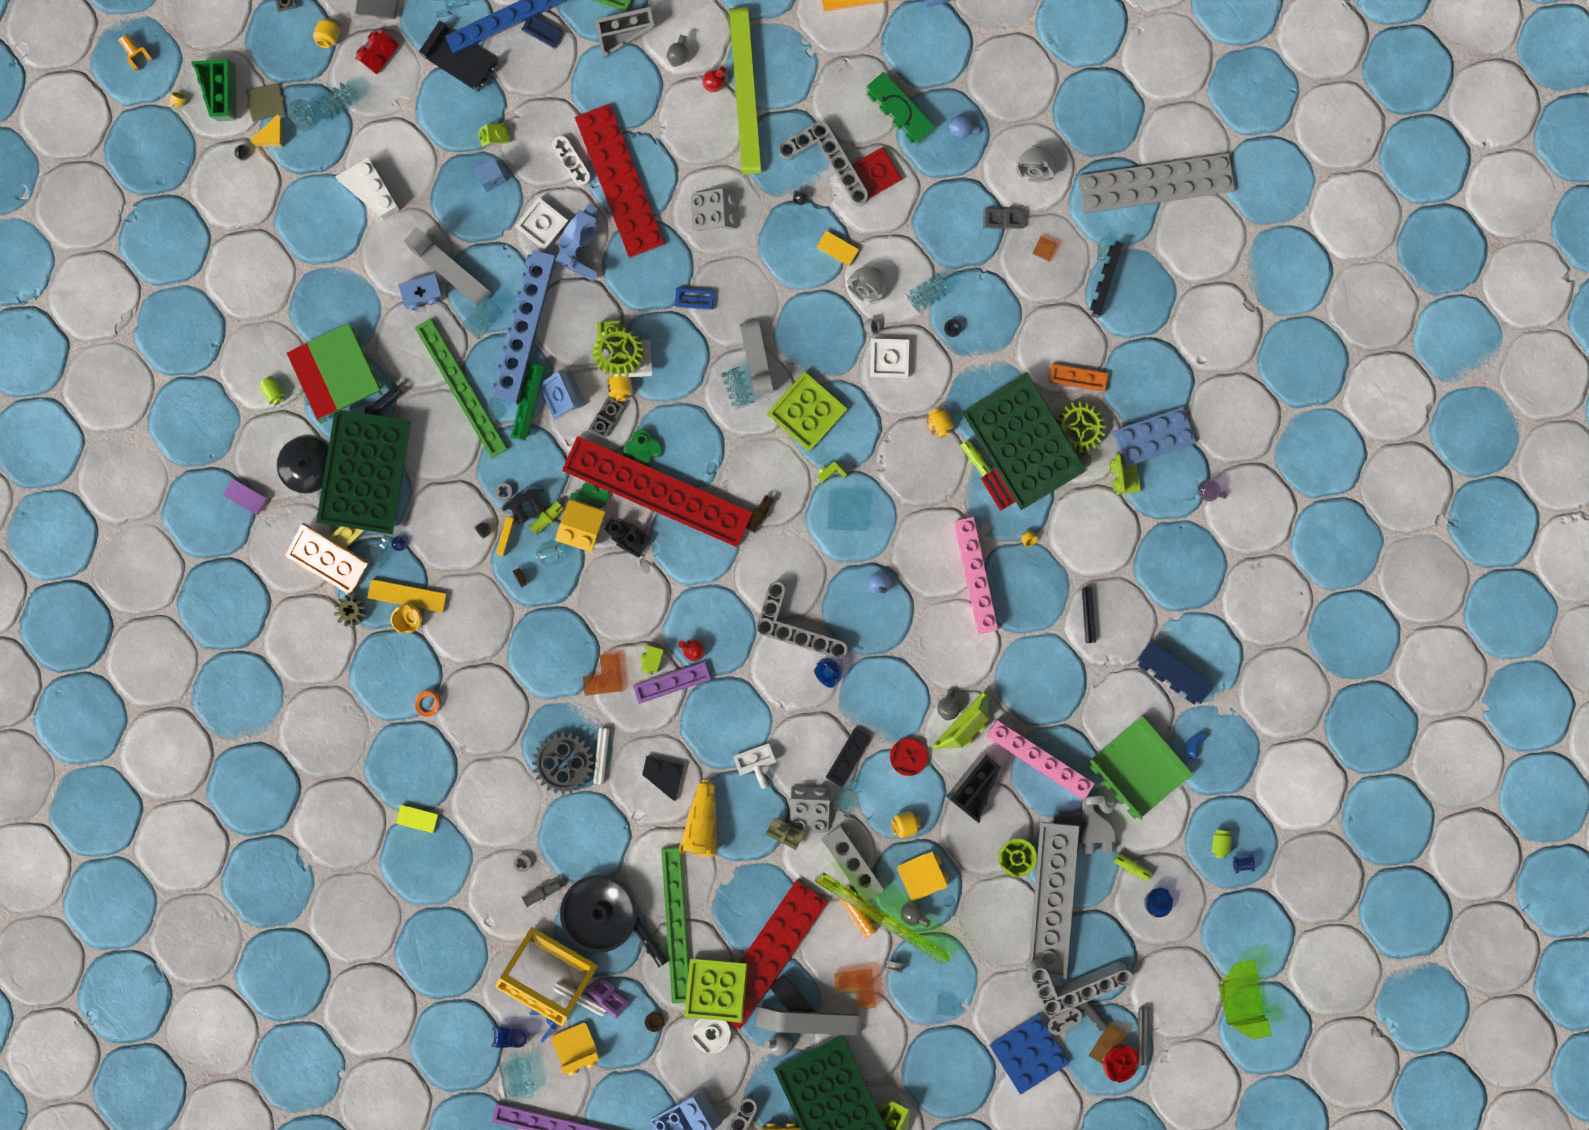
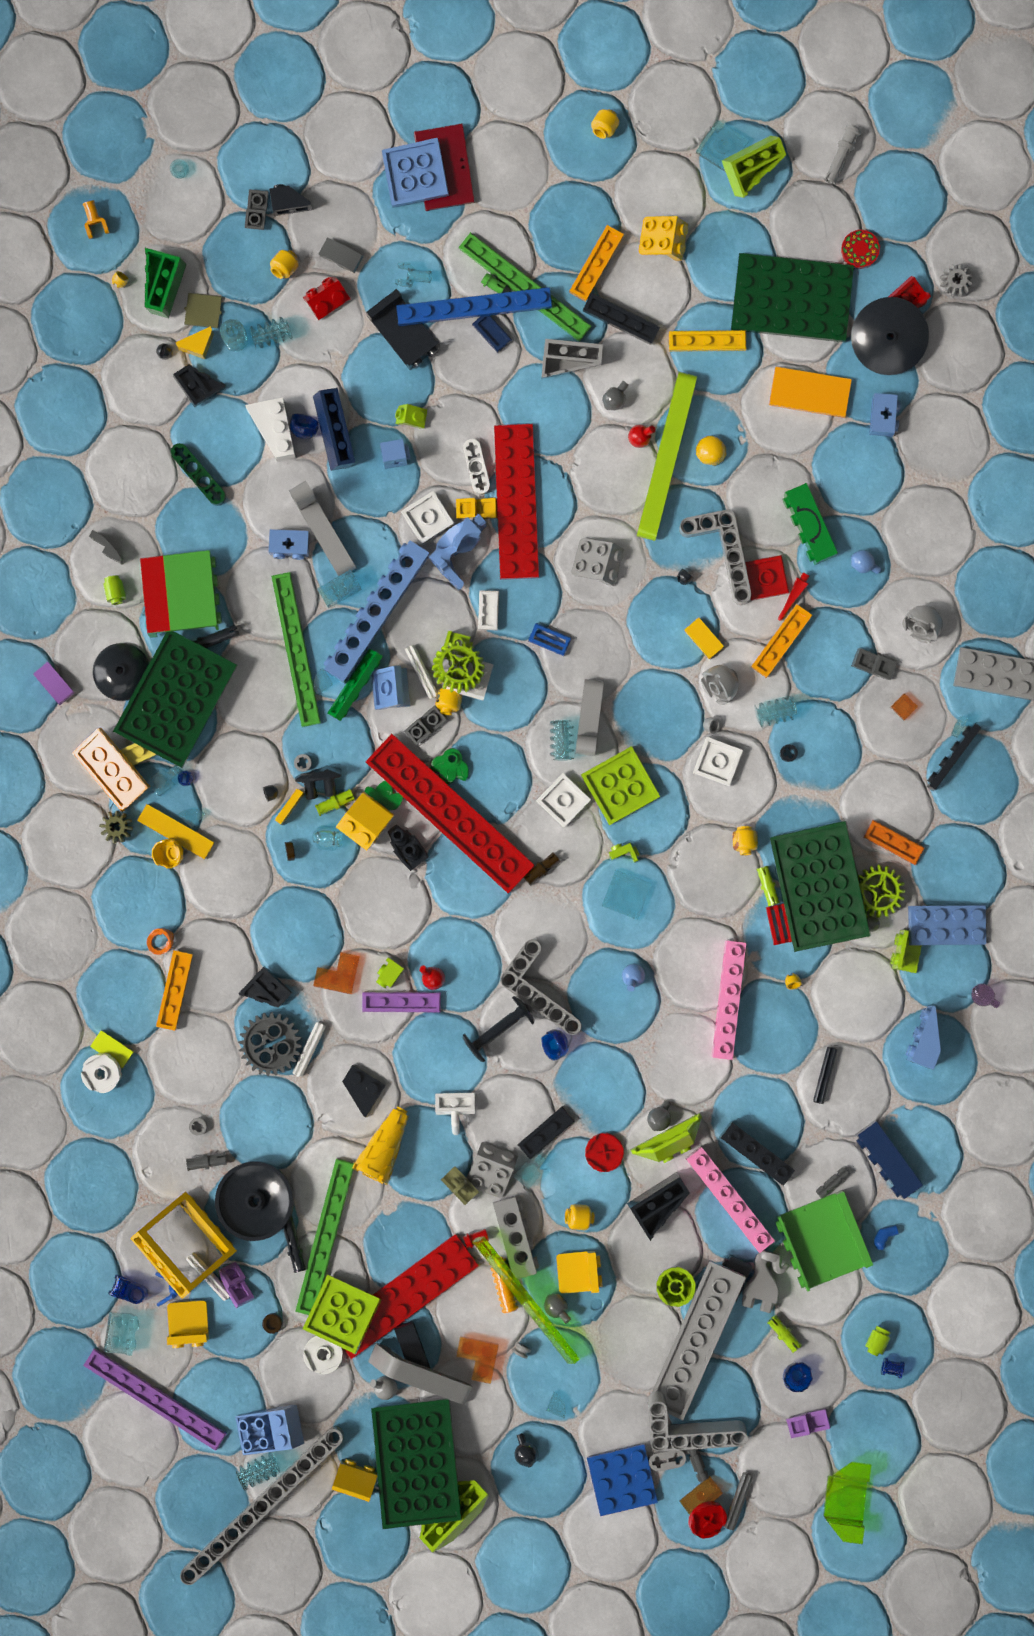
camera: 20 degrees right, 0 degrees up
(254, 355) = (109, 550): none -> dark grey slope
(284, 173) = (197, 385): none -> black wing
(314, 255) = (198, 474): none -> dark green beam
(396, 177) = (303, 426): none -> clear blue hair
(417, 576) = (191, 816): none -> clear light blue tile
(417, 833) = (106, 1063): none -> white plate
(426, 170) = (333, 429): none -> dark blue brick
(456, 744) = (174, 990): none -> light orange plate
(542, 713) = (266, 988): none -> black wing
(580, 199) = (471, 507): none -> yellow slope
(581, 365) = (421, 671): none -> white axle
(628, 290) = (488, 610): none -> white plate
(758, 443) = (563, 800): none -> white plate
(771, 675) = (498, 1029): none -> black hose
(784, 72) = (711, 450): none -> yellow hair
(810, 879) = (469, 1238): none -> red pin
(909, 170) = (798, 587): none -> red piece
(910, 226) = (781, 641): none -> light orange plate
(931, 1060) = (526, 1452): none -> black piece
(1050, 708) = (757, 1153): none -> black brick
(1130, 711) = (832, 1182): none -> dark grey axle
(1172, 552) = (926, 1044): none -> medium blue slope
(1183, 942) = (808, 1423): none -> medium lavender slope

